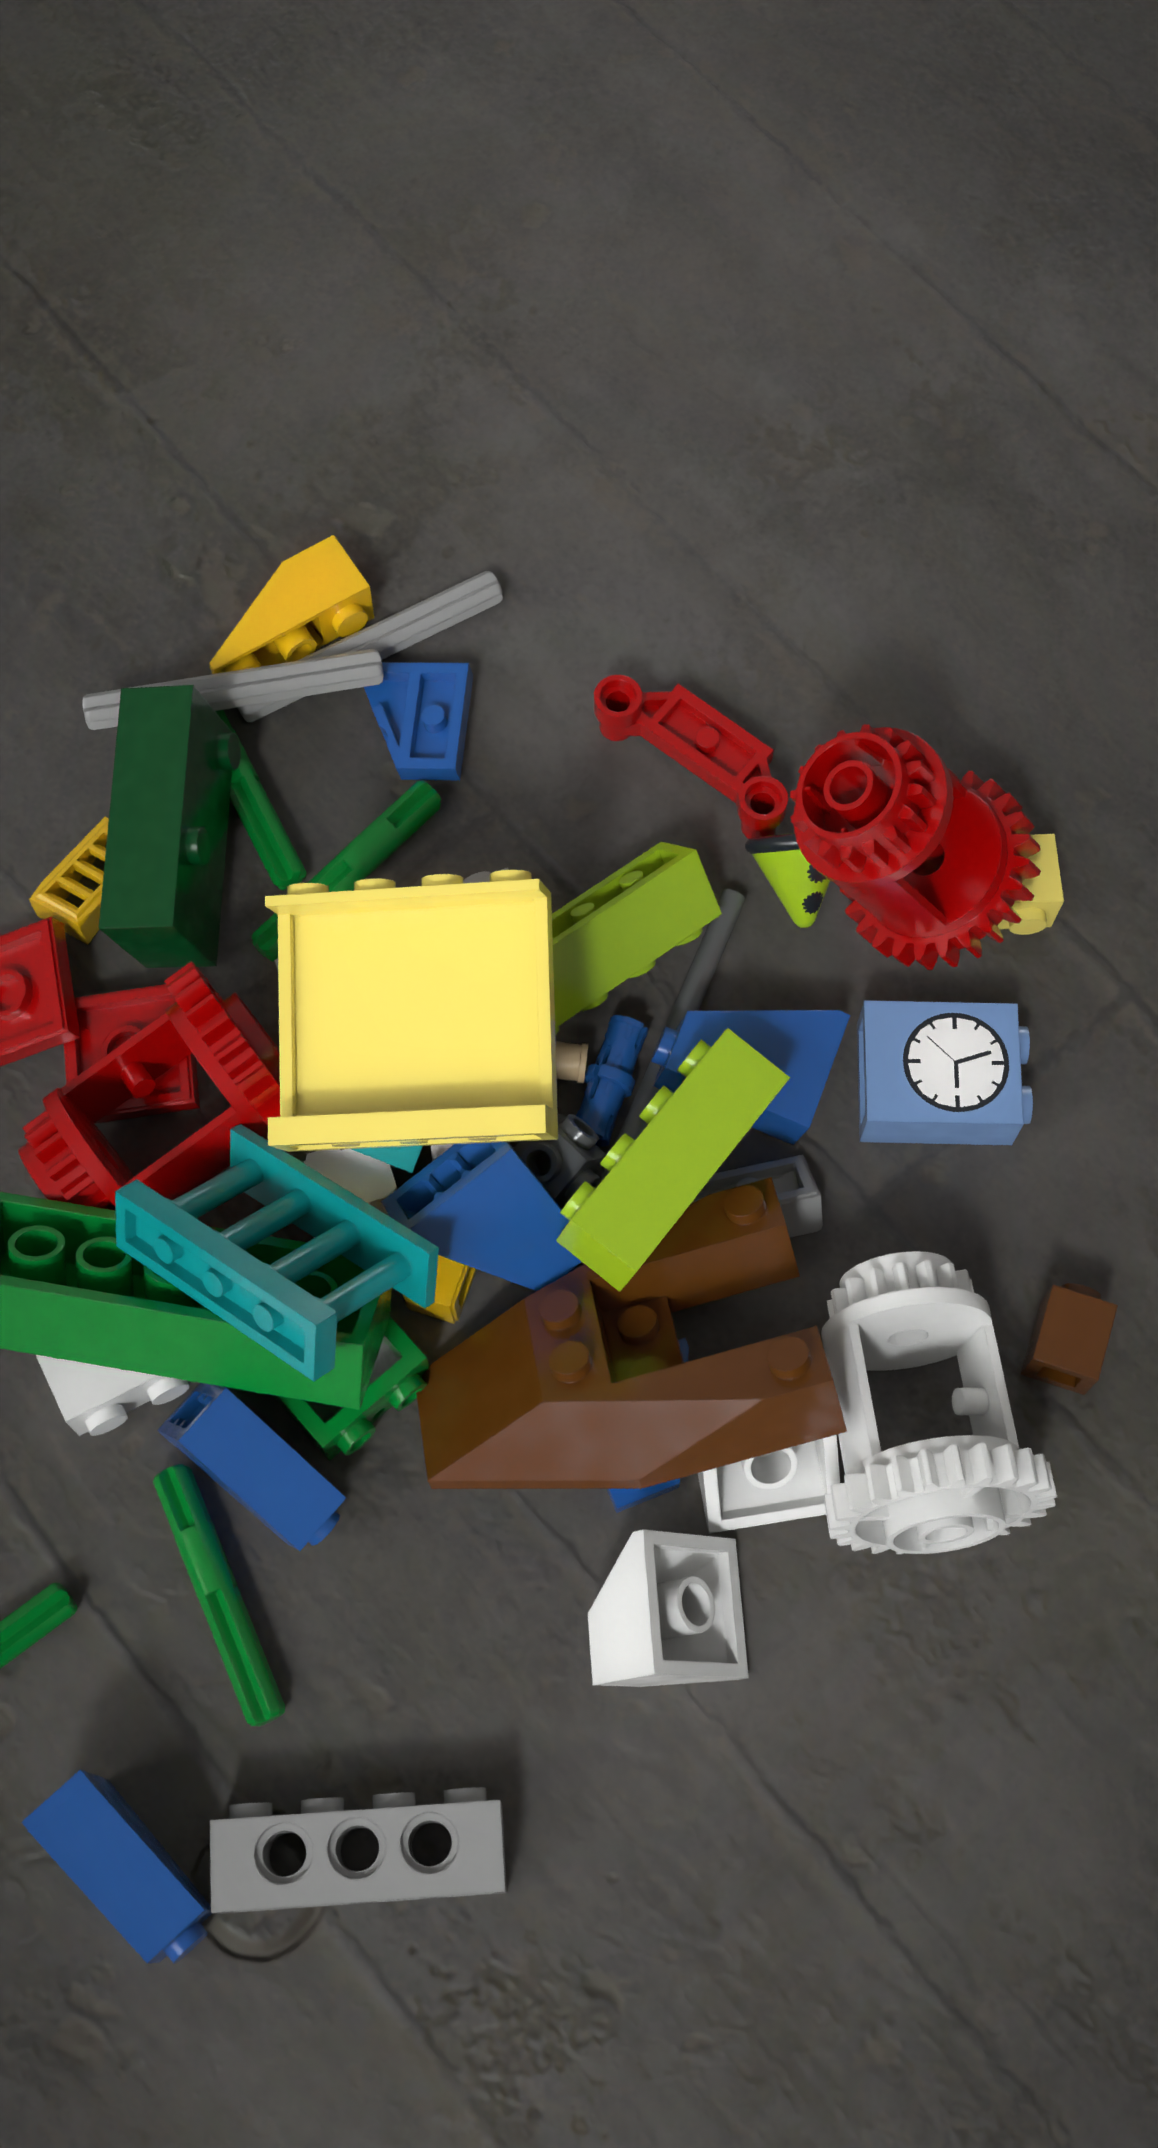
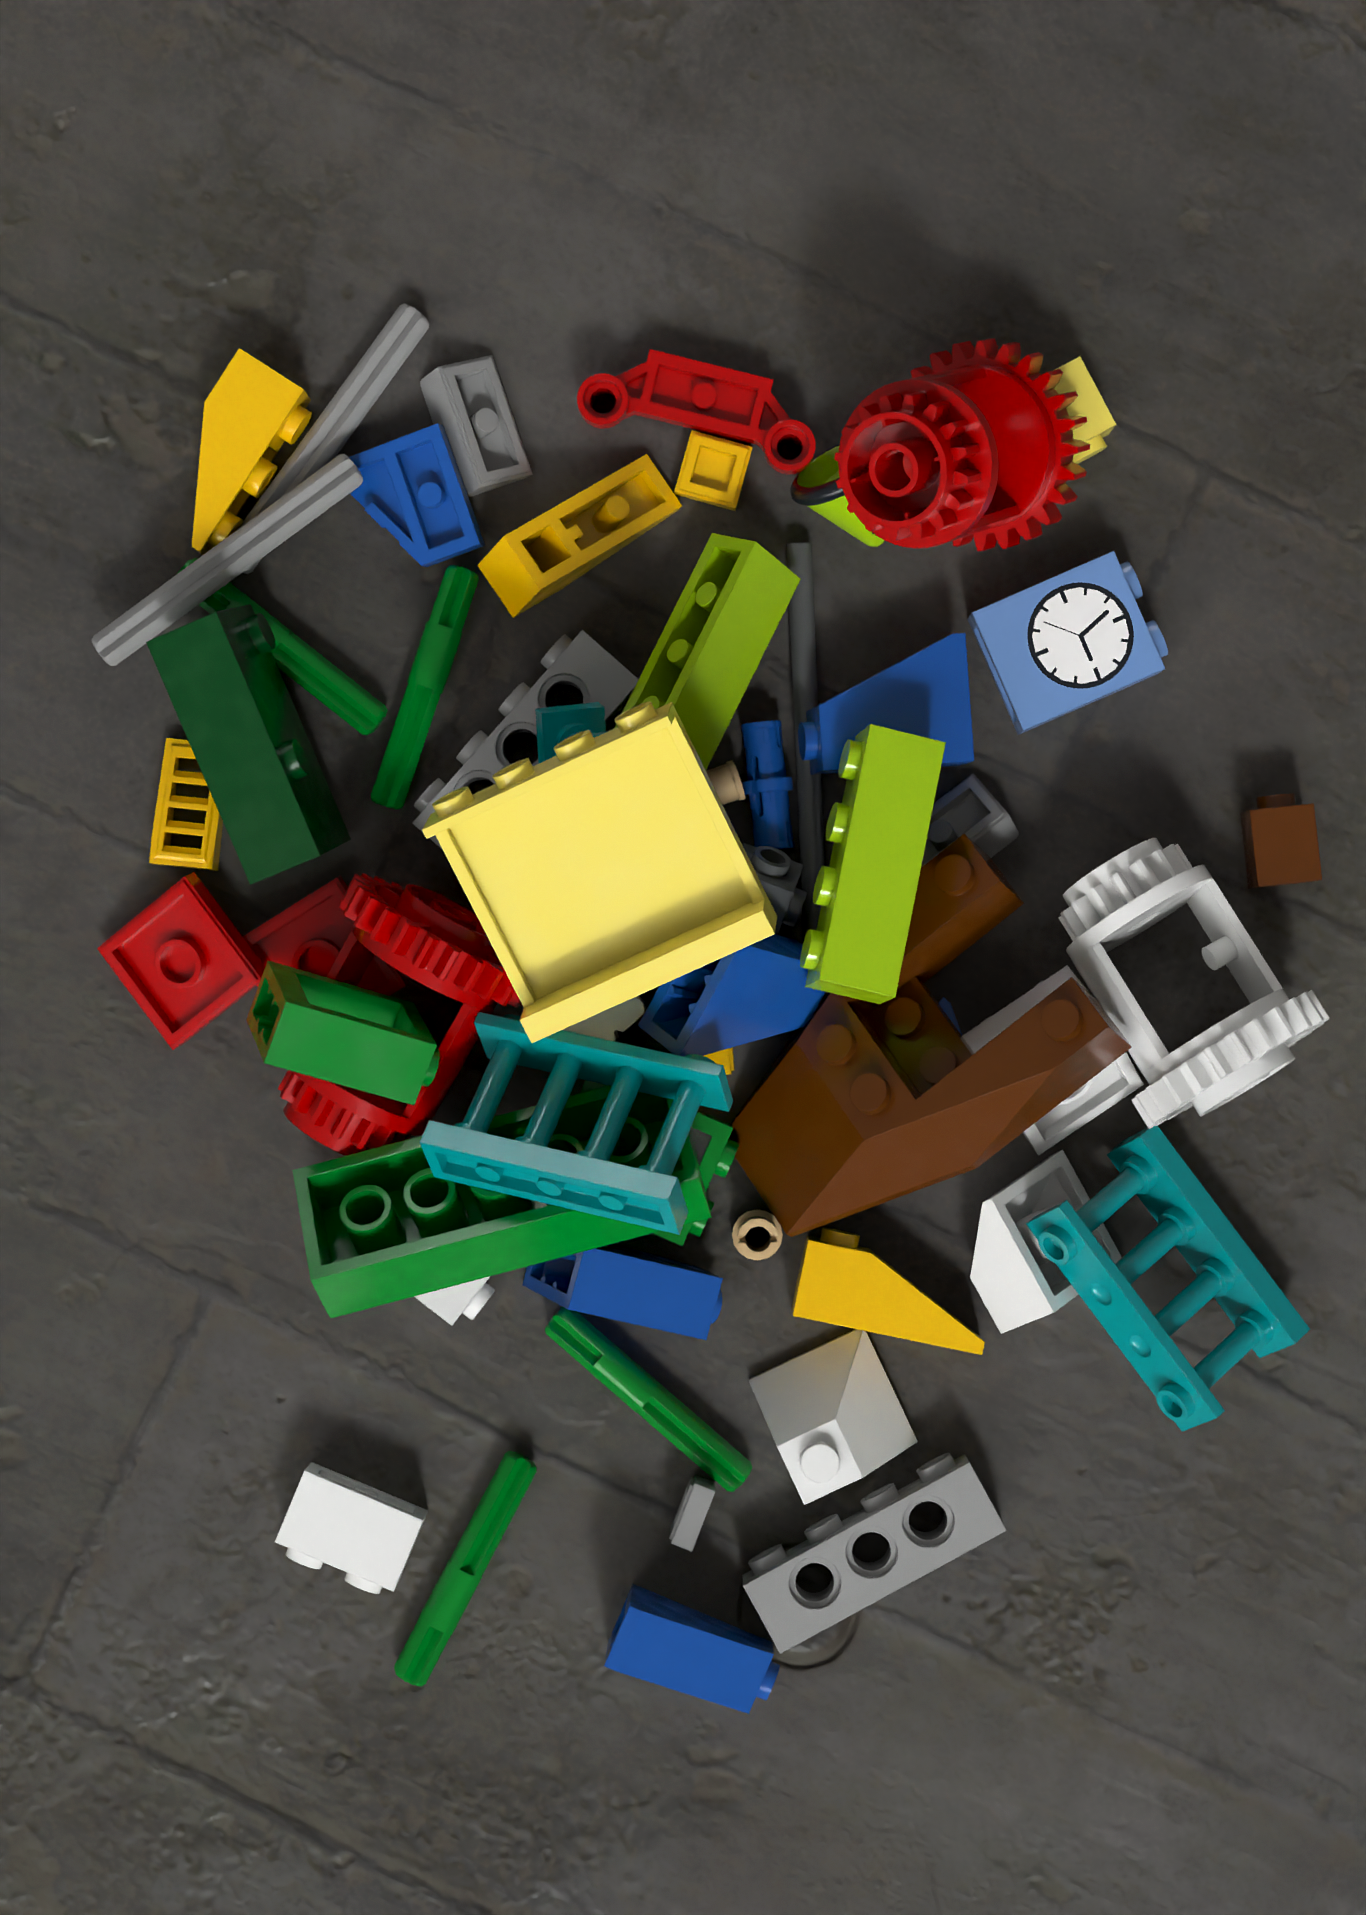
camera: 25 degrees left, 20 degrees up
(104, 1081) = (342, 1033): none -> green window
(200, 1726) = (692, 1512): none -> light grey tile
(388, 1695) = (832, 1414): none -> white slope
(404, 1495) = (753, 1219): none -> tan pin
(475, 1580) = (863, 1292): none -> yellow slope
(502, 688) = (478, 423): none -> light grey slope
(539, 800) = (577, 535): none -> yellow slope
(686, 807) = (713, 470): none -> yellow tile
(840, 1691) = (1210, 1246): none -> teal fence

